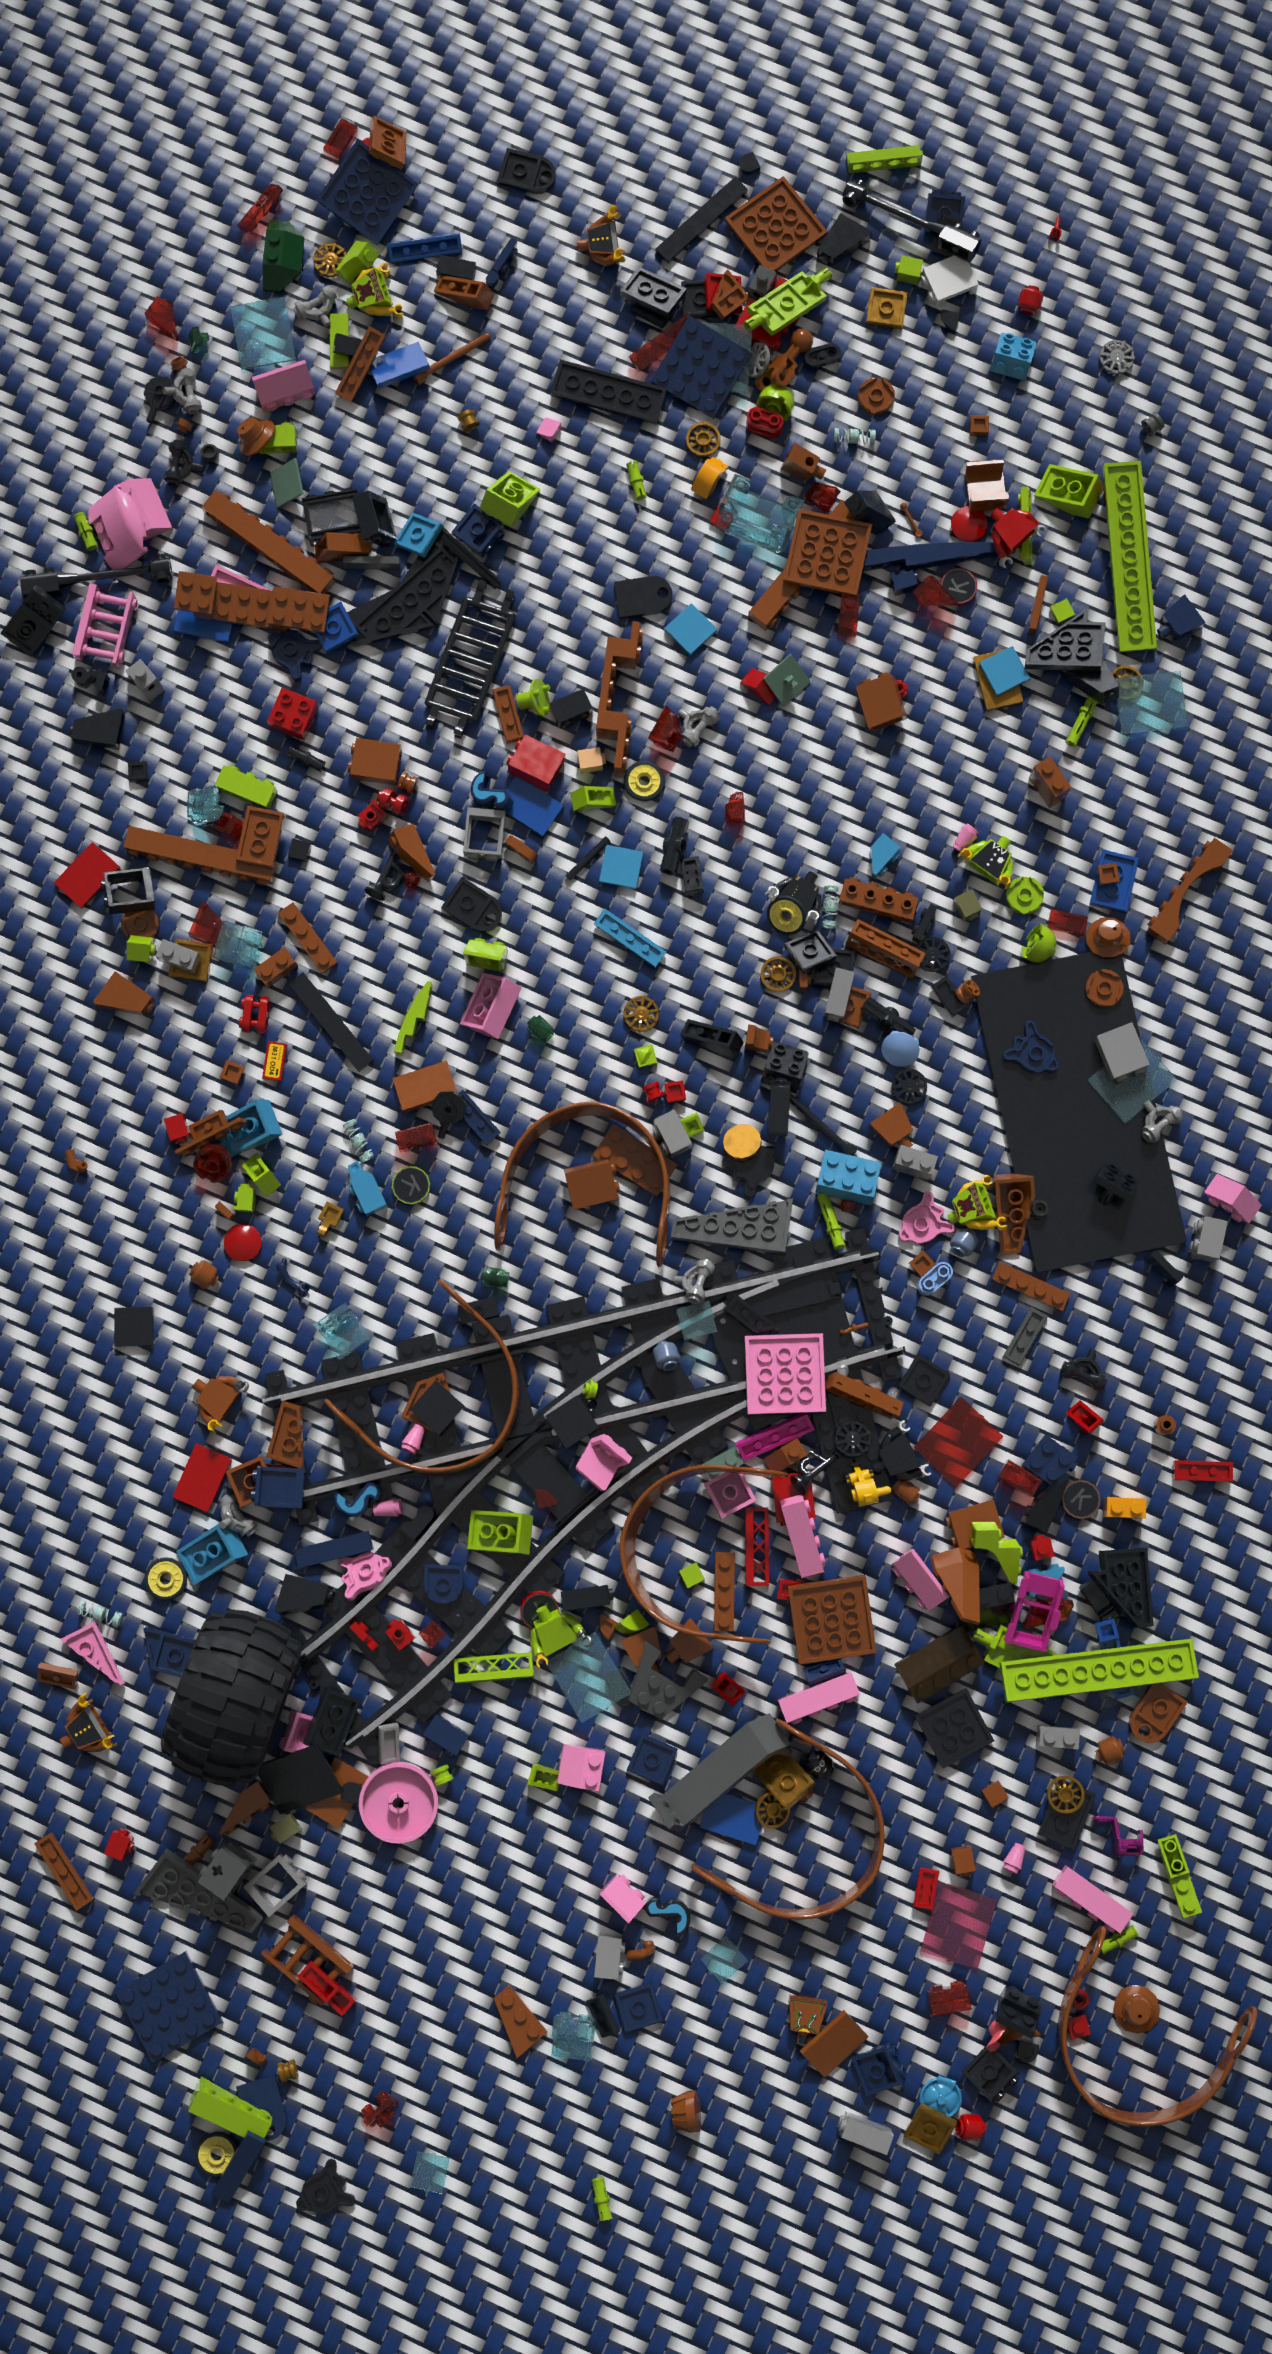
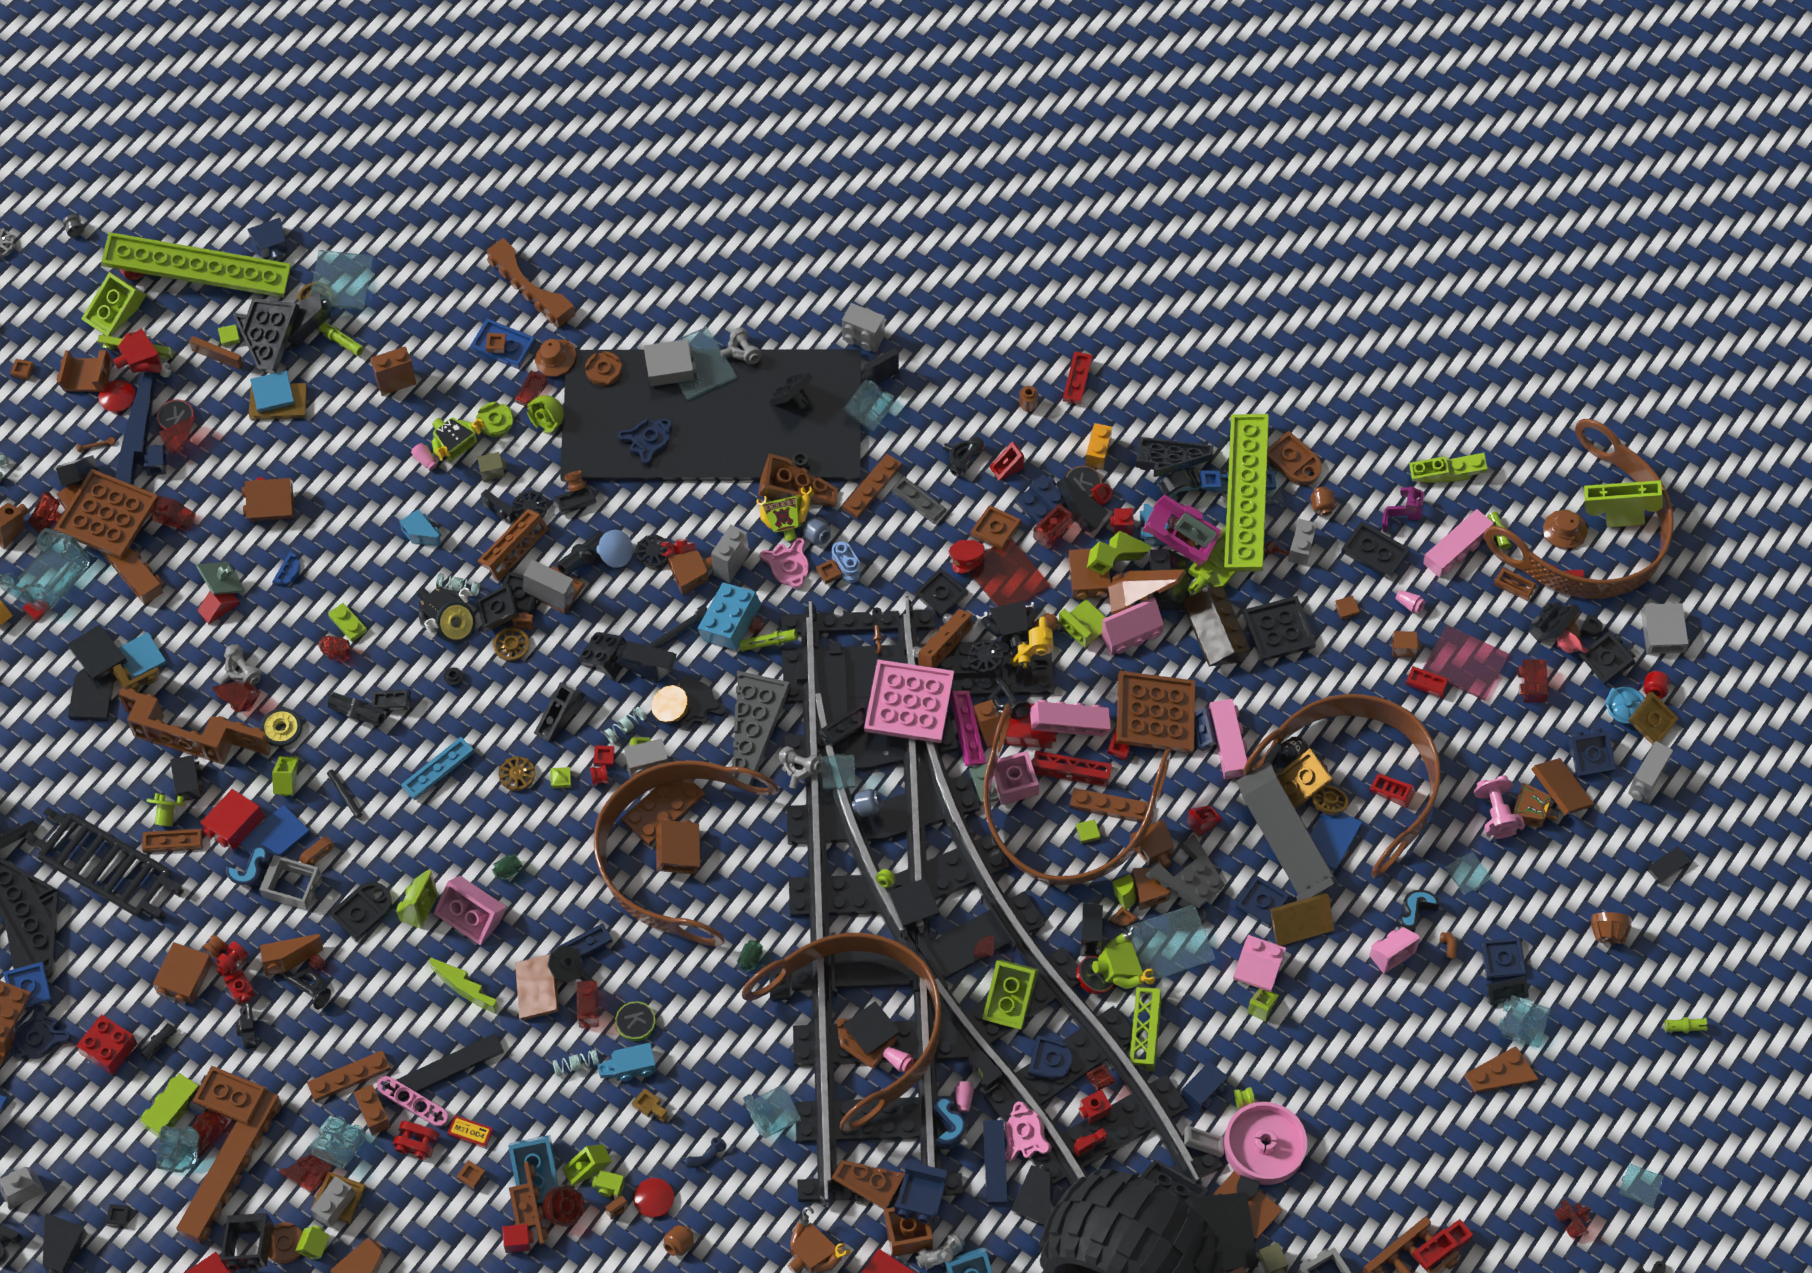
camera: 80 degrees left, 20 degrees down
(288, 1001) = (412, 1101): none -> bright pink beam
(299, 850) = (253, 1067): black tile -> none
(335, 834) = (247, 1027): none -> black piece
(591, 760) = (245, 770): light nougat brick -> none
(602, 1460) = (955, 879): bright pink bracket -> none
(608, 1957) = (1450, 974): light grey brick -> none
(621, 867) = (362, 764): dark azure tile -> none
(634, 1802) = (1302, 919): none -> pearl gold tile
(658, 619) = (124, 680): none -> pearl gold bracket
(683, 588) = (96, 653): none -> black tile
(713, 1104) = (625, 724): none -> light aqua piece
(728, 933) = (453, 681): none -> black plate
(758, 1039) = (572, 671): dark orange arch -> none
(768, 812) = (347, 622): none -> lime plate
(772, 2162) = (1668, 865): none -> black tile
(787, 1985) = (1503, 822): none -> bright pink piece
(793, 1887) = (1396, 784): none -> red slope
(813, 742) = (288, 571): none -> blue tile
(878, 900) = (464, 541): dark orange brick -> none
(915, 1111) = (681, 546): none -> red plate
(919, 1530) = (1082, 623): none -> lime bracket
(968, 1397) = (966, 555): none -> red hat
(1009, 1420) = (996, 527): none -> dark orange tile
(1038, 1625) = (1195, 530): none -> sand green plate
(1039, 2128) = (1664, 628): none -> light grey brick
(1047, 1705) = (1273, 547): none -> clear red hand
(1052, 1961) = (1514, 587): none -> dark orange tile
(1065, 1794) = (1357, 544): pearl gold wheel -> none
(1071, 1521) = (1102, 493): none -> red tile
(1119, 1264) = (869, 405): none -> clear light blue plate
(1170, 2069) = (1623, 502): none -> lime brick
(1233, 1198) = (827, 300): bright pink brick -> none

